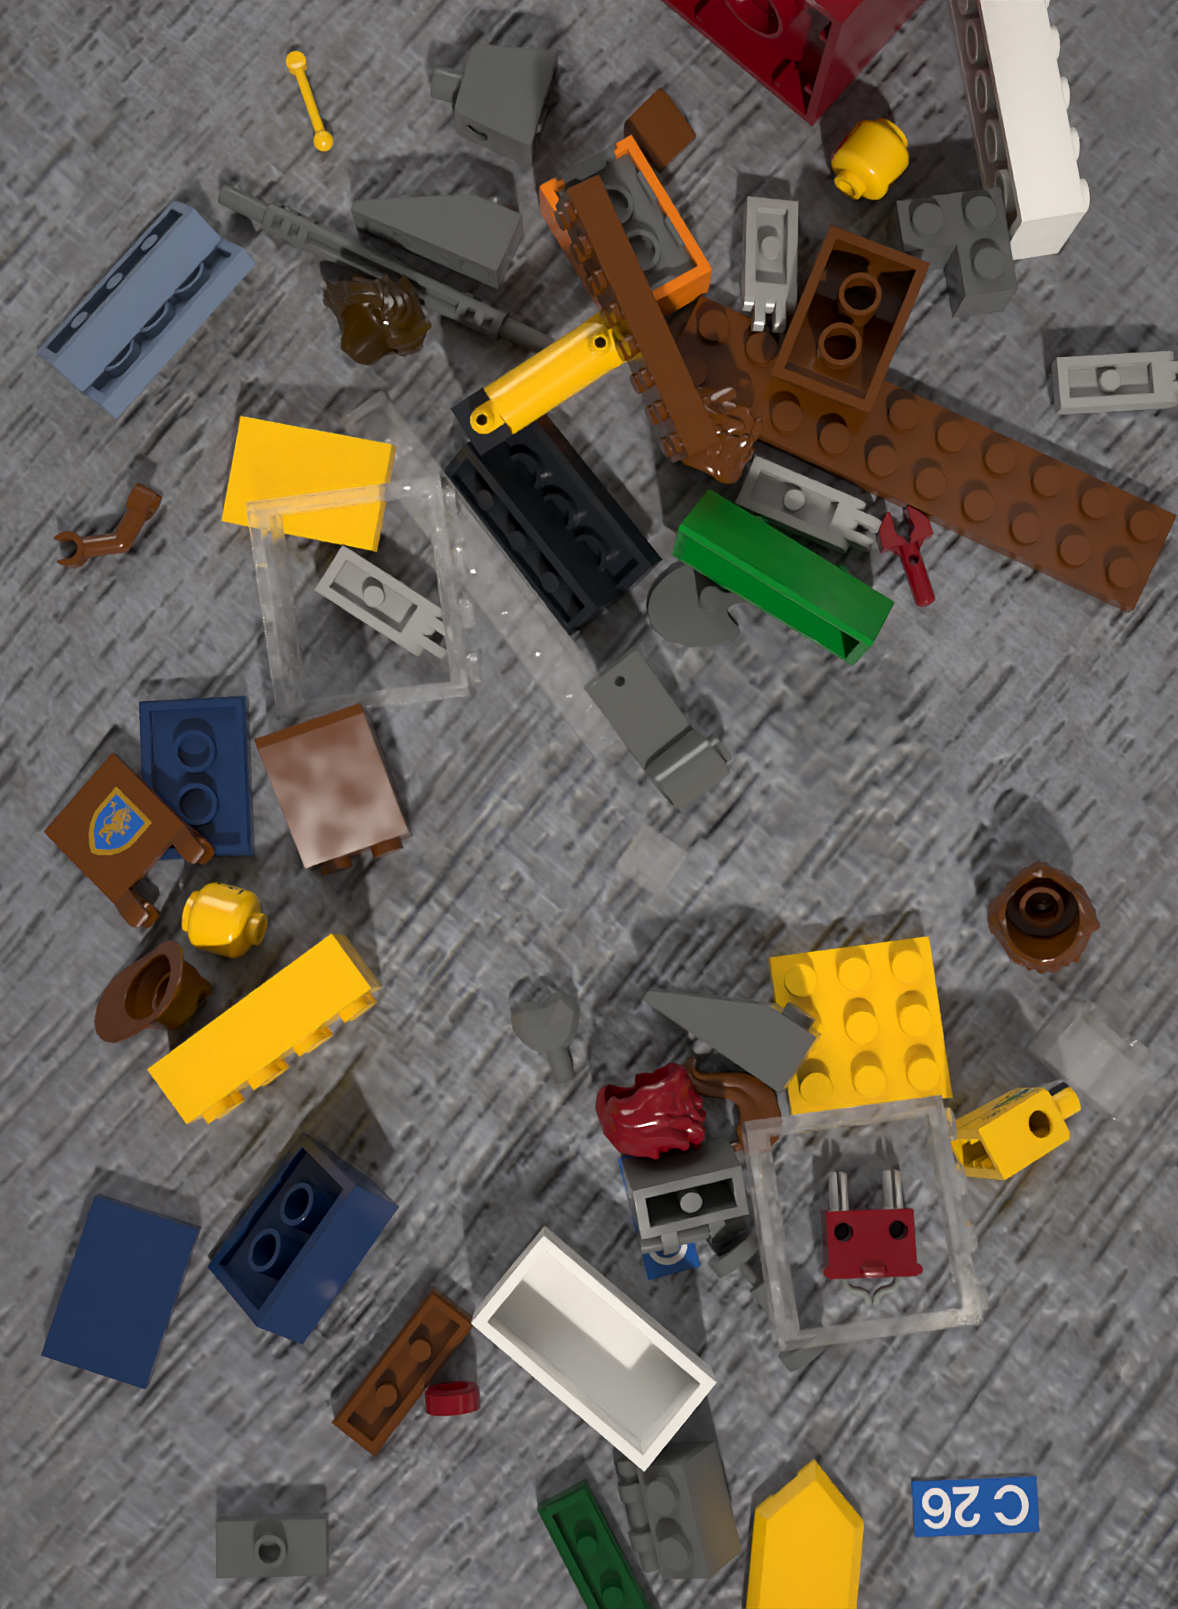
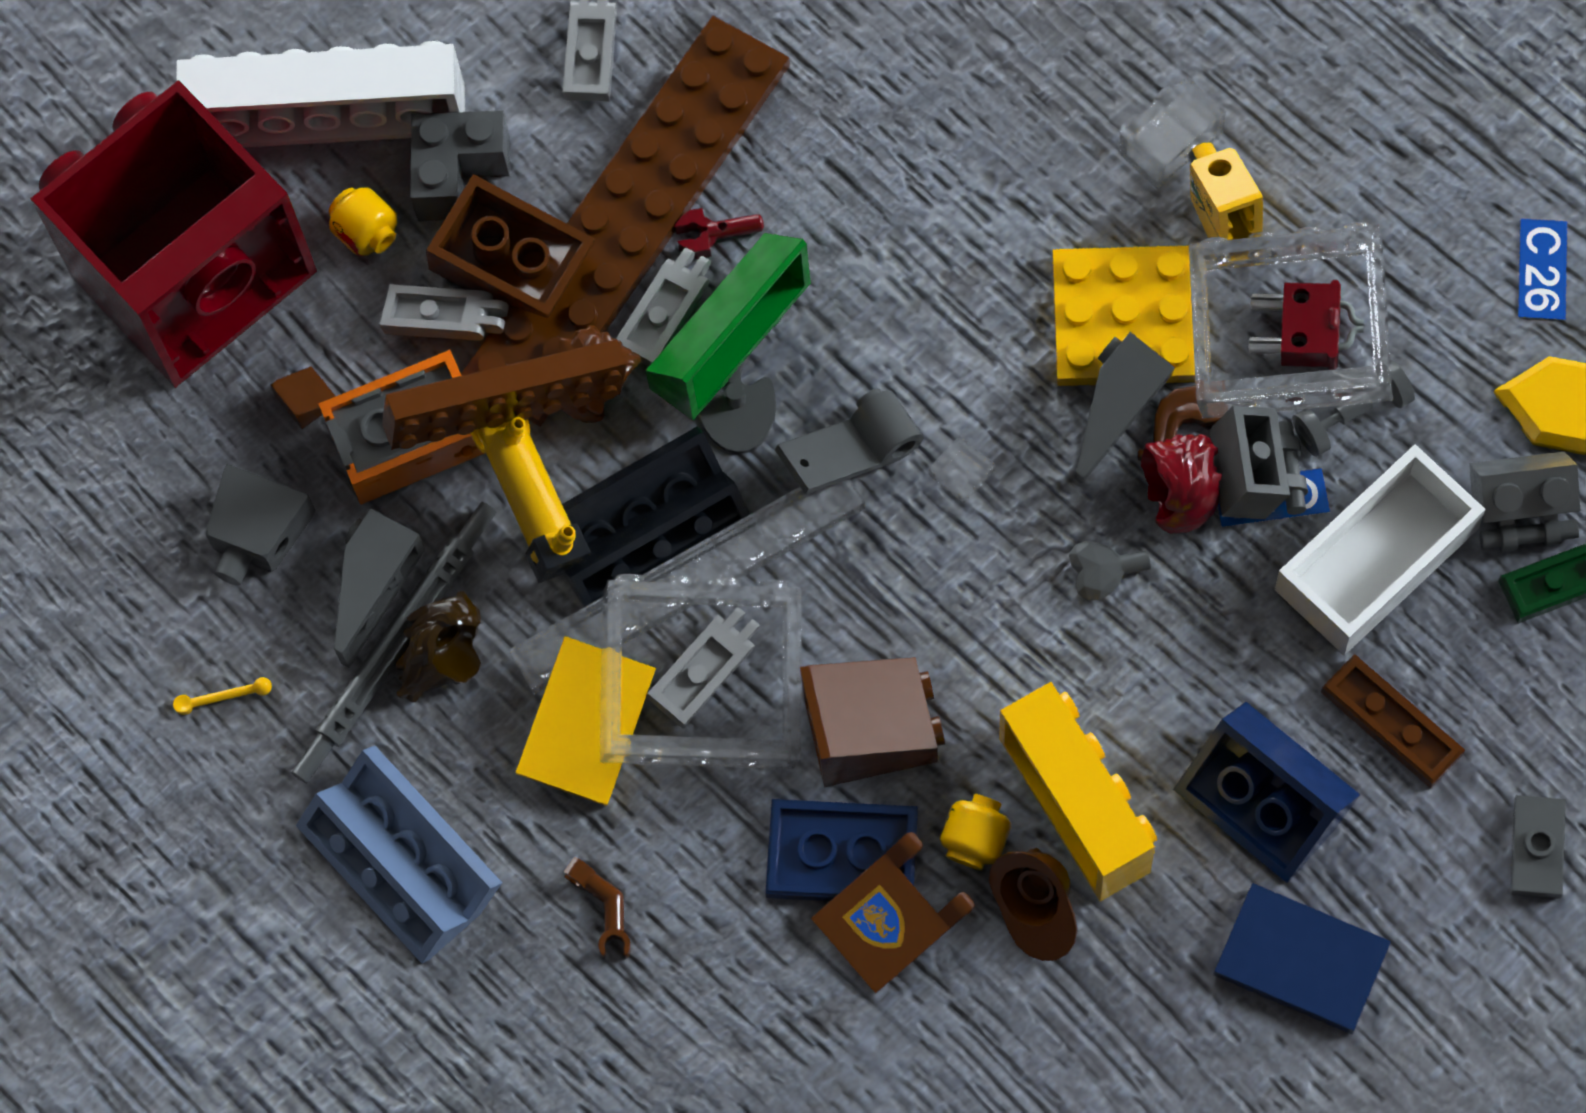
camera: 70 degrees left, 15 degrees down
(452, 1398) = (1417, 676): dark red tile -> none
(1043, 918) = (1047, 155): reddish brown hair -> none

